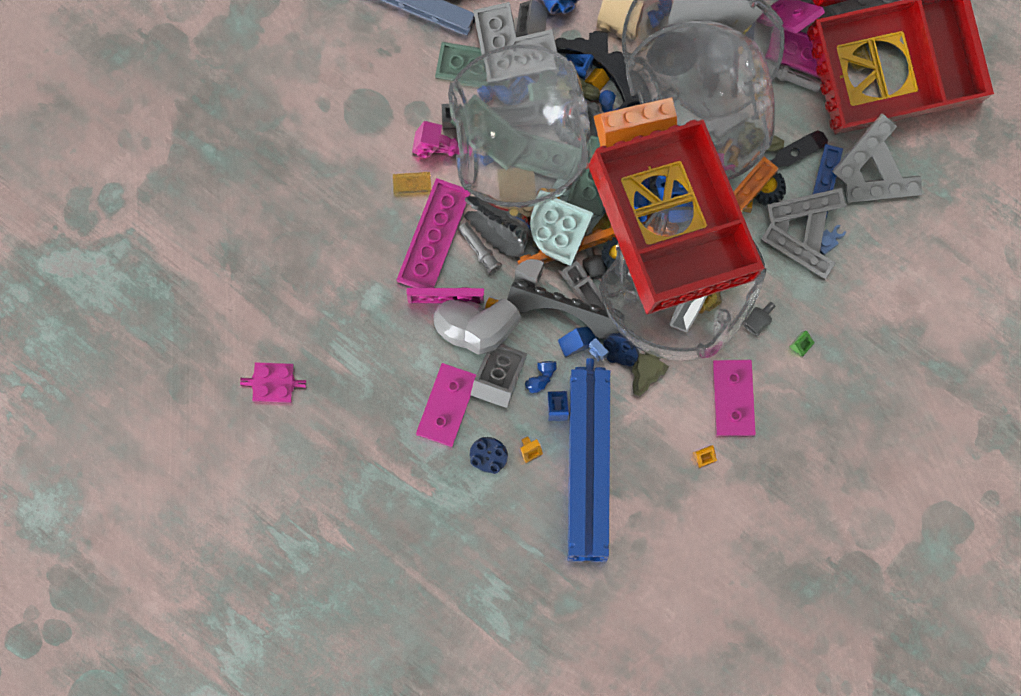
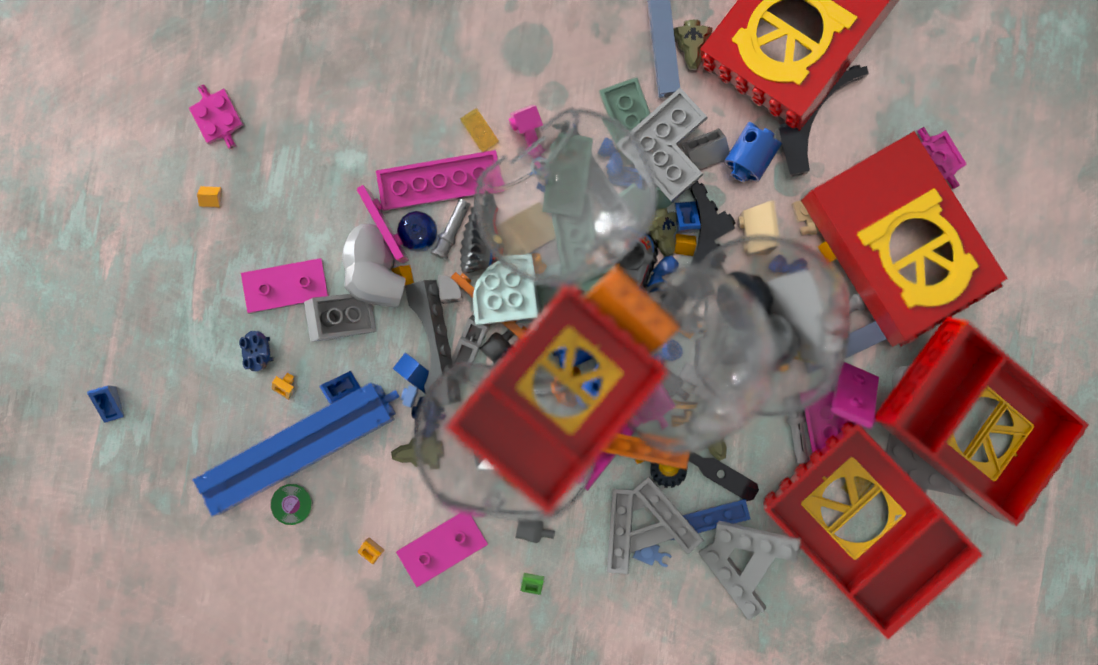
camera: 60 degrees right, 10 degrees up
(336, 425) = (209, 196): none -> light orange slope
(456, 273) = (424, 237): none -> clear blue cylinder
(461, 601) = (107, 403): none -> blue slope
(536, 384) = (369, 357): blue arm -> none
(630, 498) = (291, 504): none -> green tile

